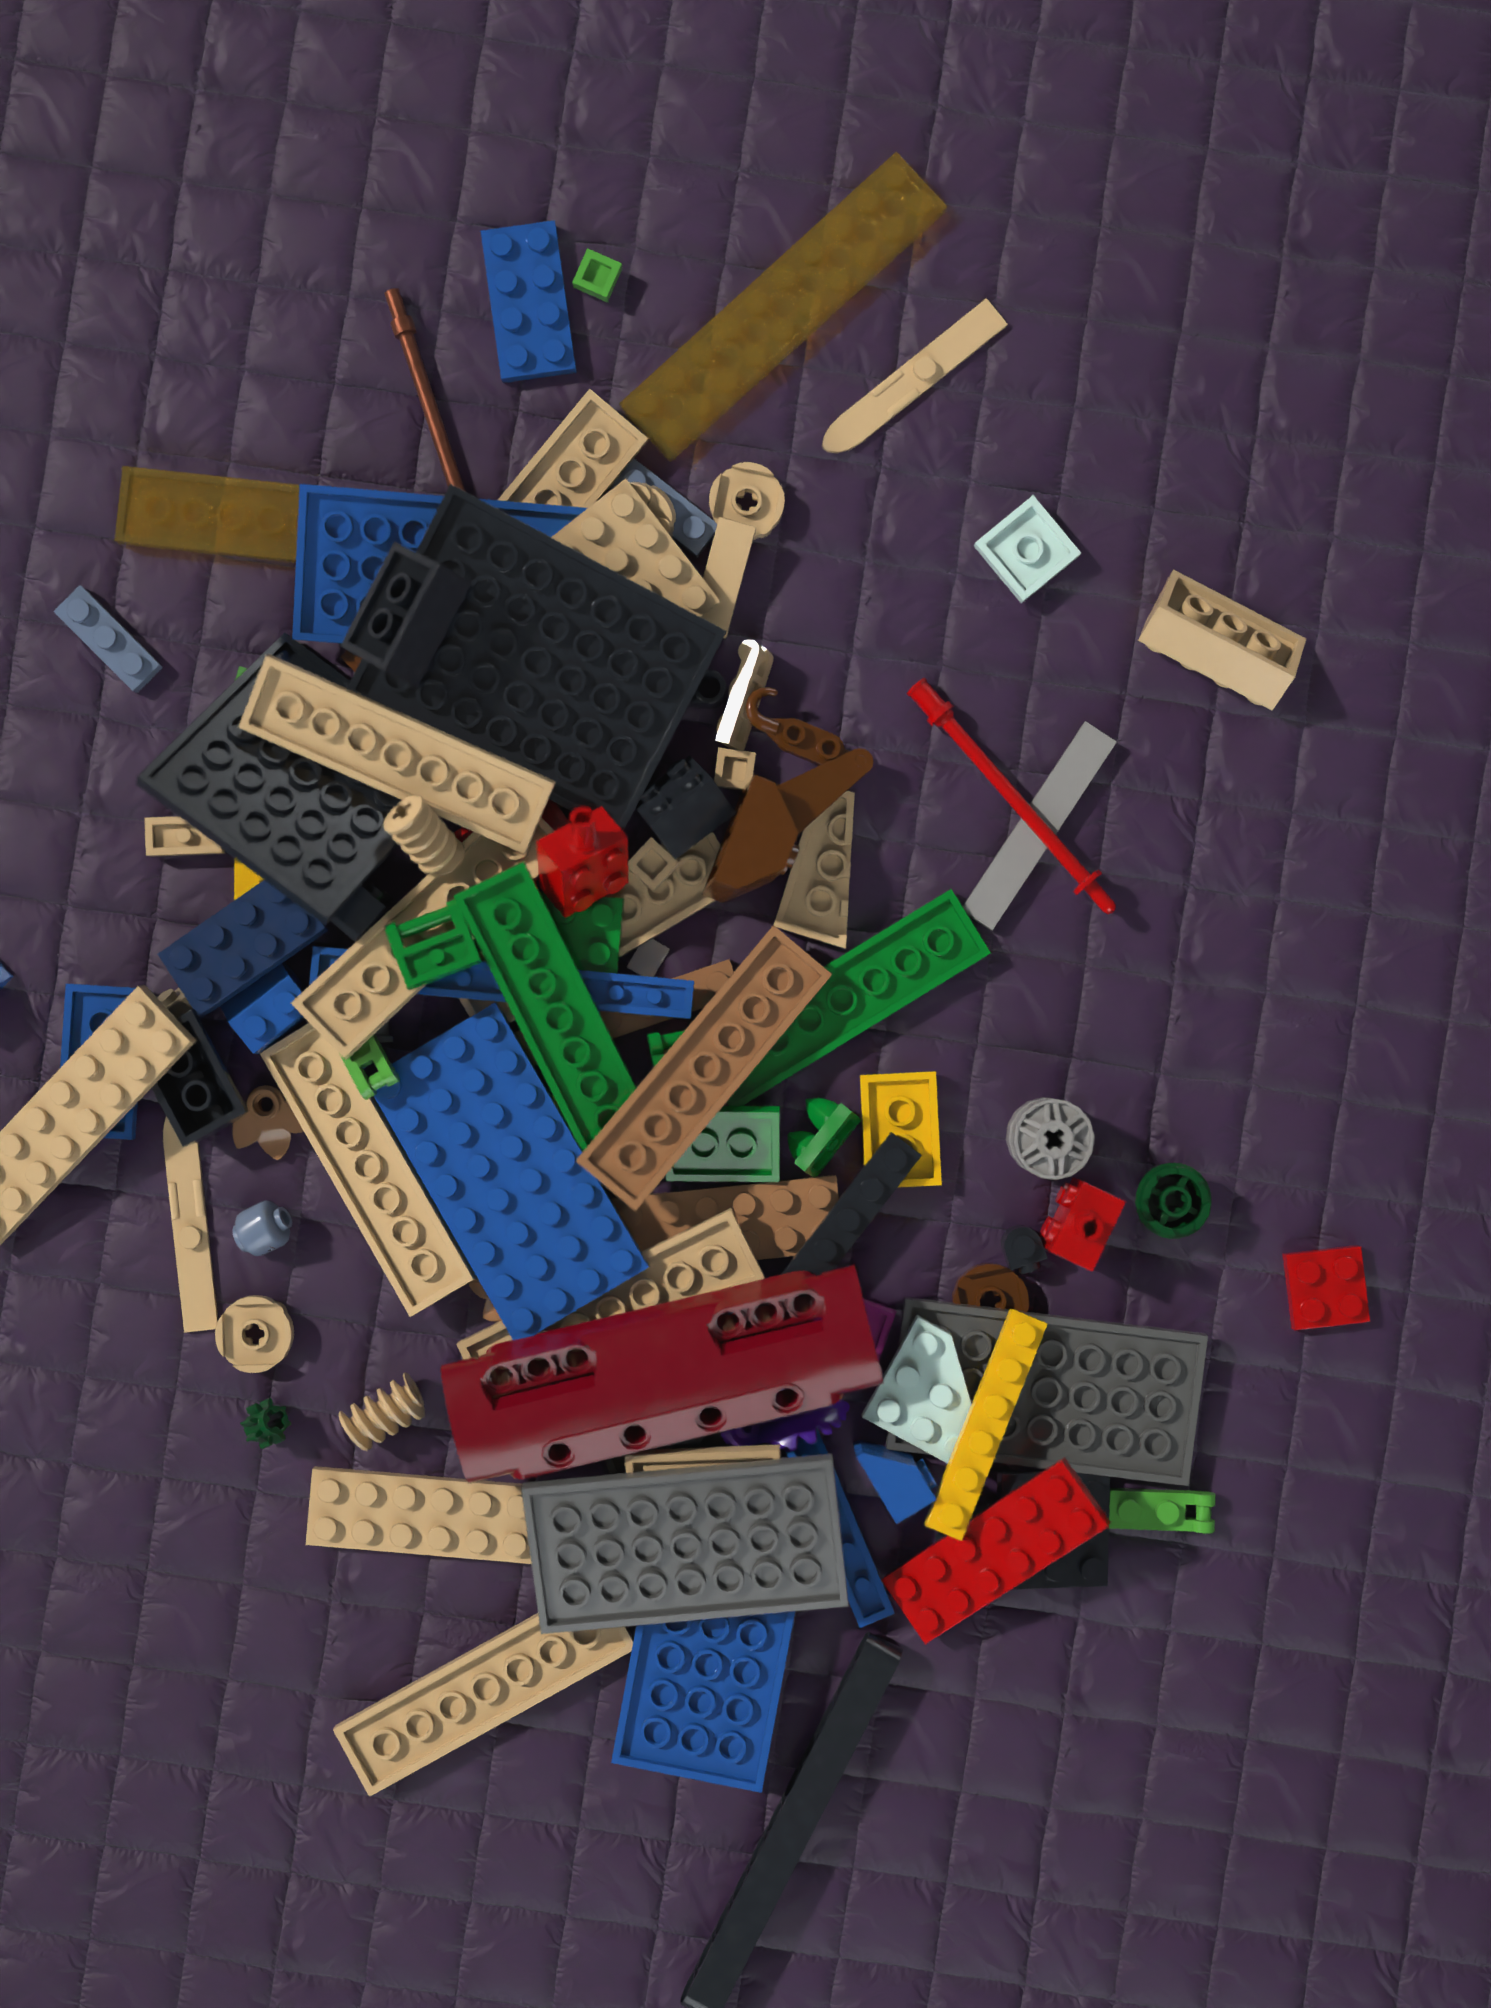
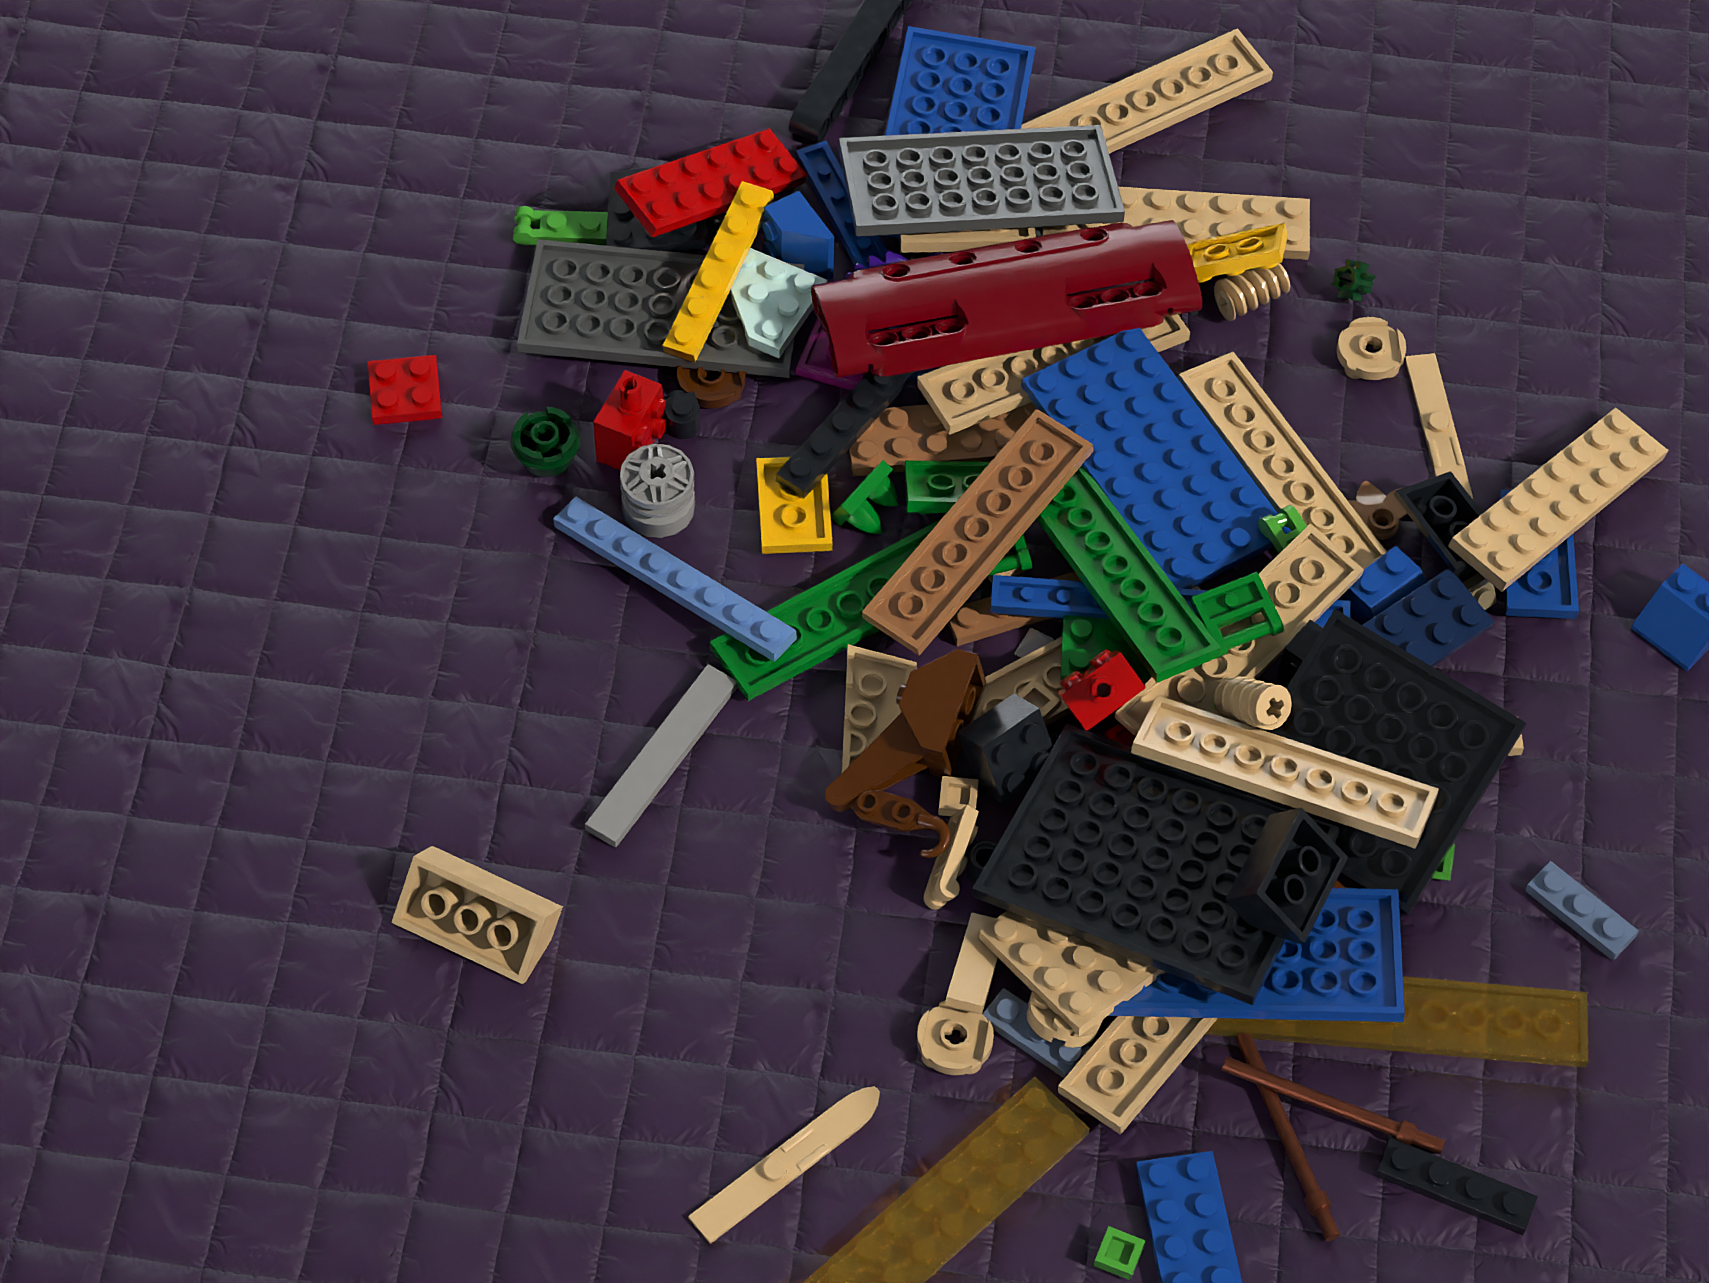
camera: 175 degrees left, 30 degrees down
(262, 1228) = (1373, 423): sand blue head -> none
(267, 344) = (1456, 1186): none -> black plate
(314, 399) = (1402, 1131): none -> copper bar
(396, 1451) = (1238, 252): none -> yellow plate
(941, 715) = (757, 846): red bar -> none
(1027, 549) = (671, 995): light aqua plate -> none
(1029, 1032) = (675, 579): none -> medium blue plate

